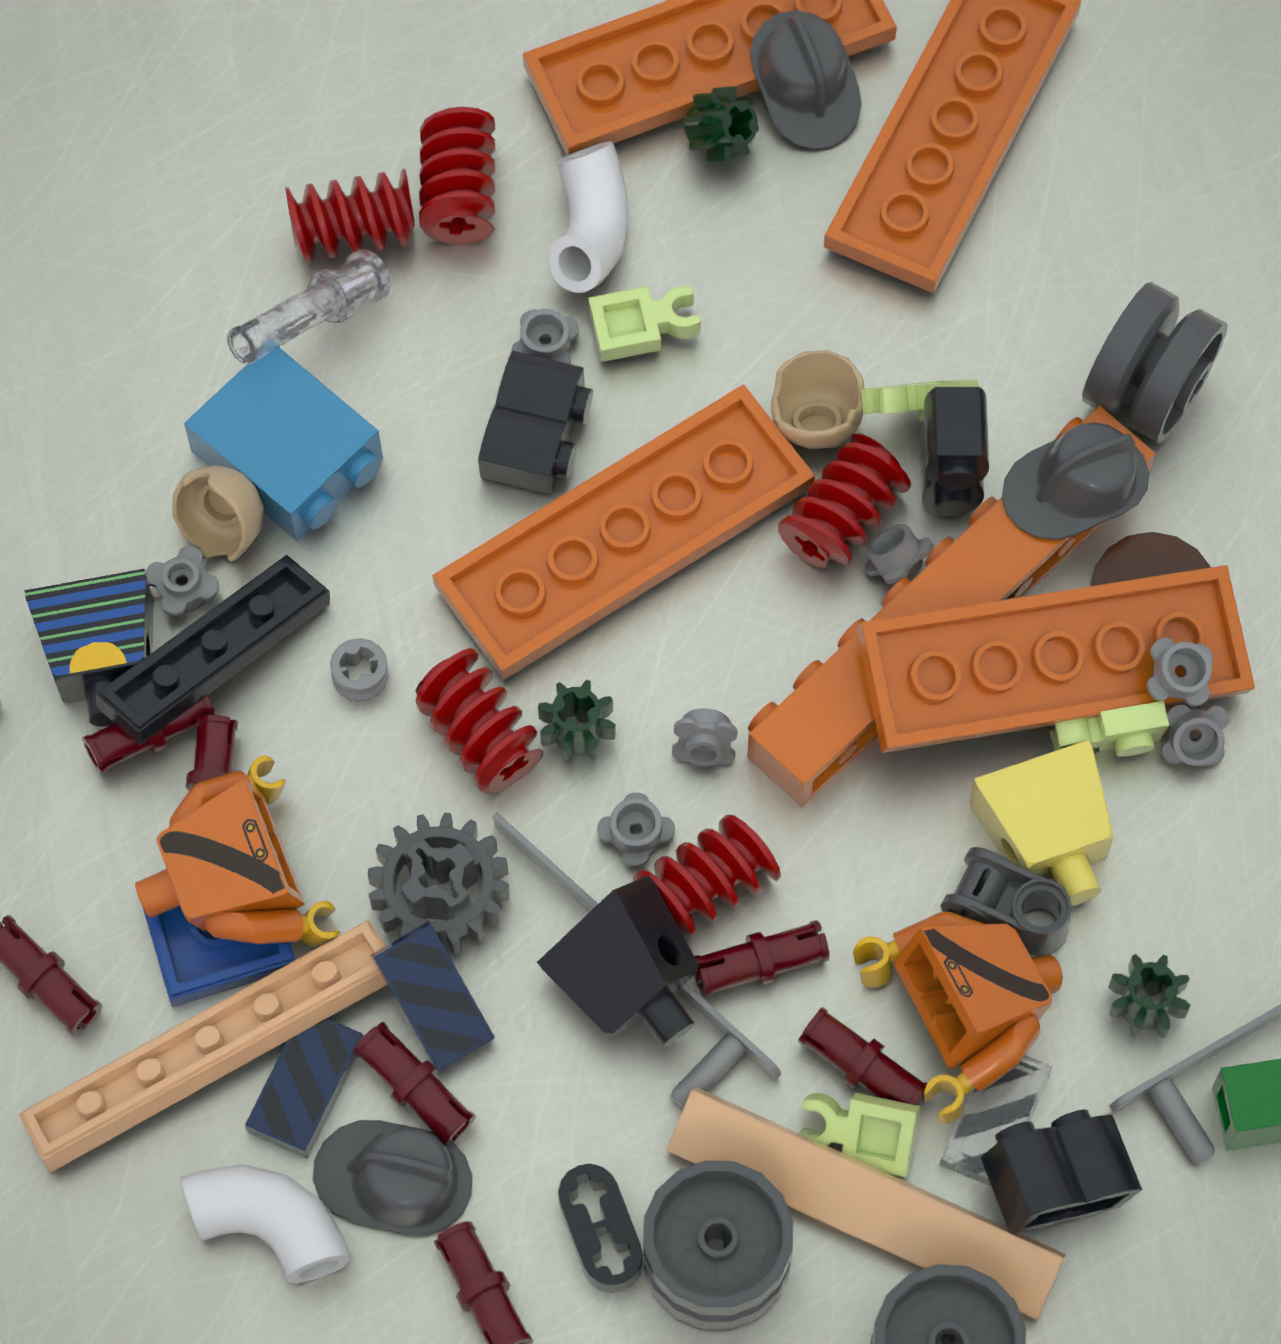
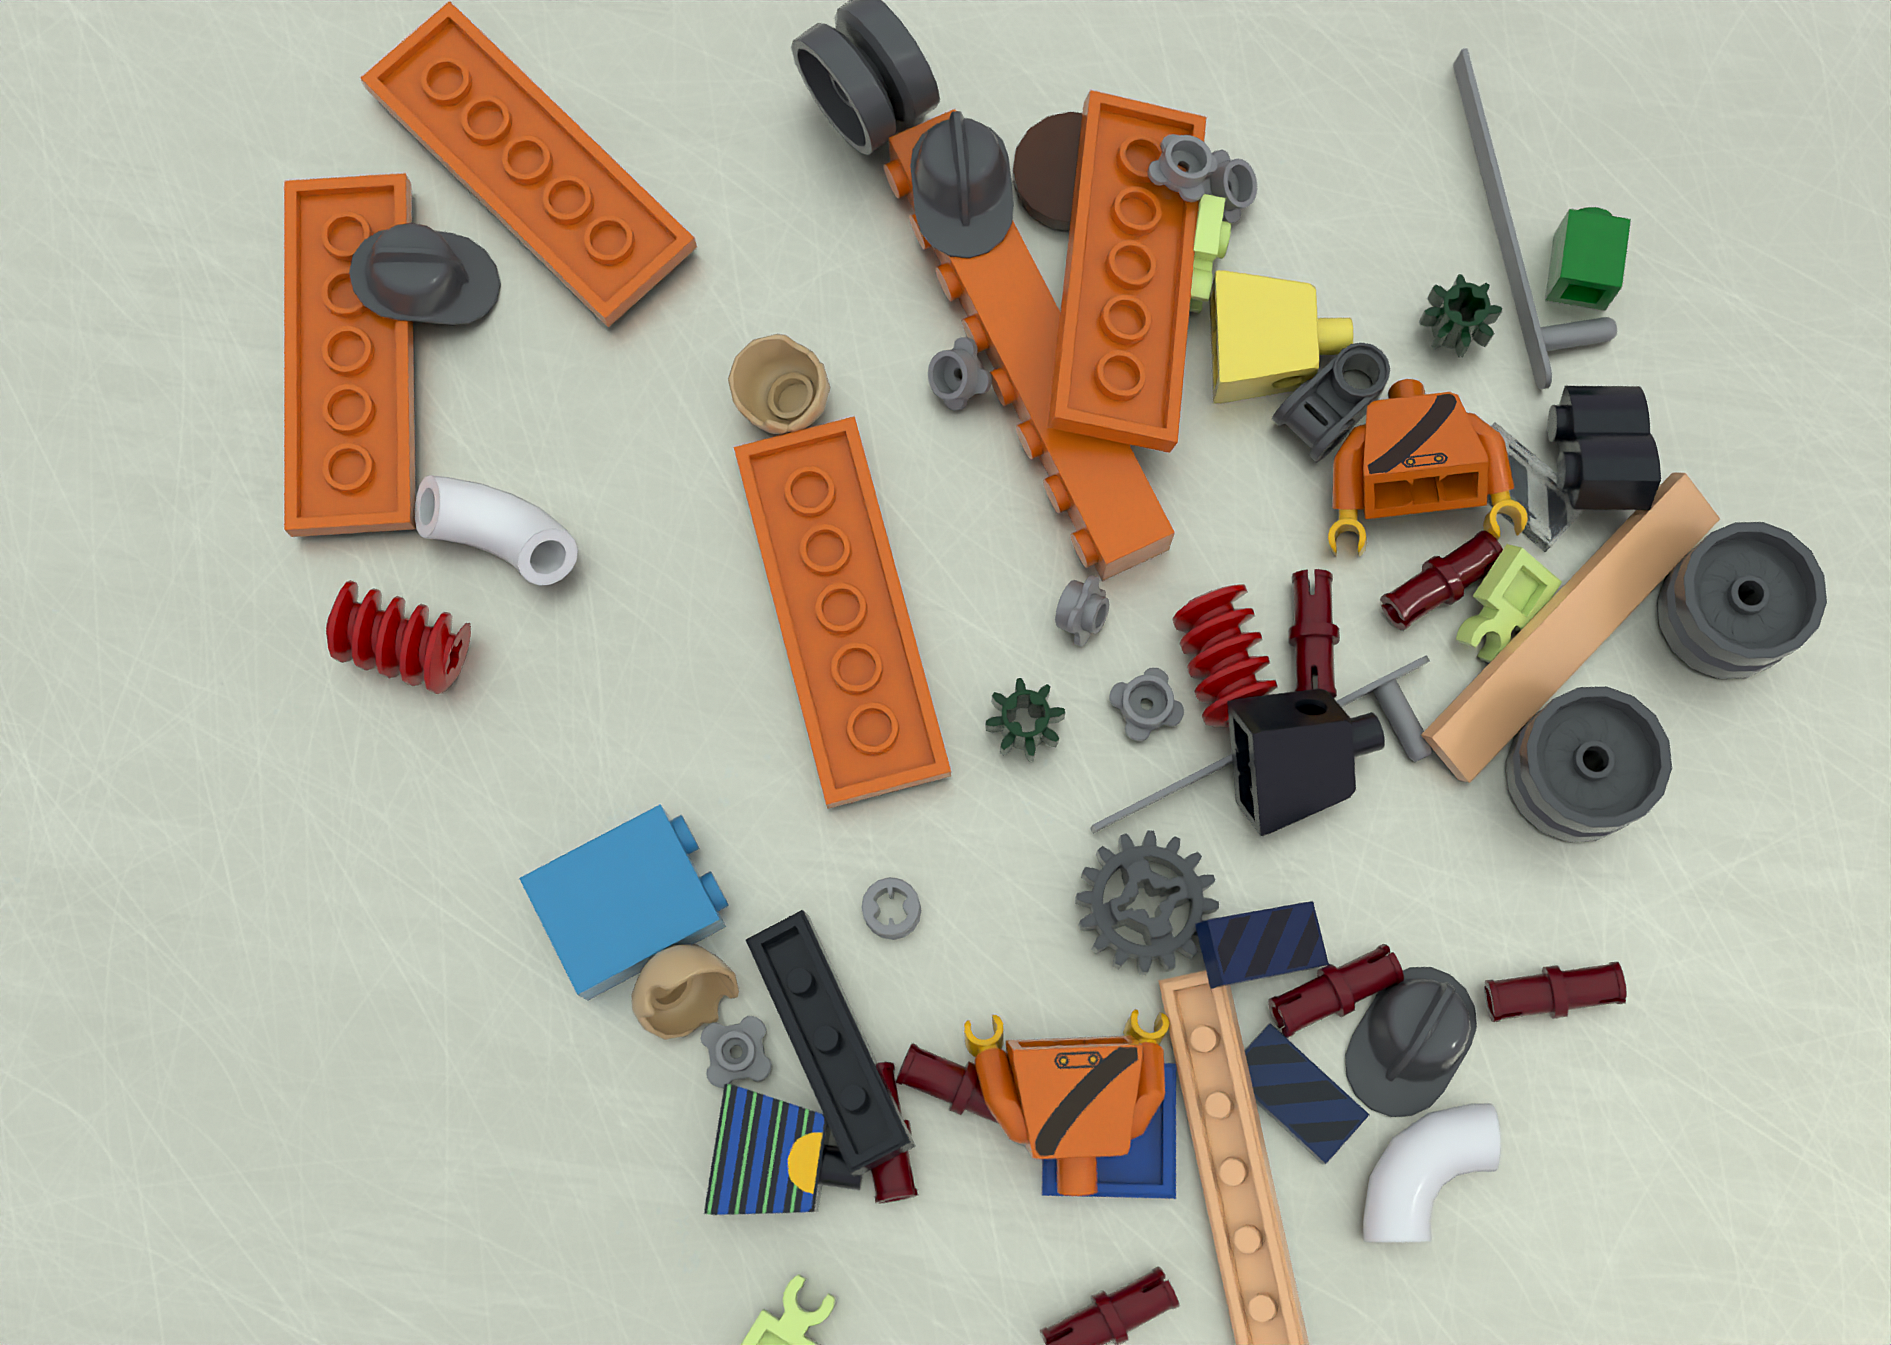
camera: 70 degrees left, 10 degrees up
(328, 298) = (488, 807): clear pin -> none
(351, 216) = (399, 755): red piece -> none
(475, 724) = (993, 810): red piece -> none
(533, 422) = (696, 655): black brick -> none
(551, 324) = (601, 599): light grey plate -> none
(615, 1223) = (1522, 851): black beam -> none
(631, 323) = (623, 529): yellowish green plate -> none
(721, 124) = (445, 370): dark green gear -> none
(842, 502) = (892, 399): red piece -> none
(905, 396) = (813, 289): yellowish green plate -> none
(954, 449) = (886, 280): black brick -> none

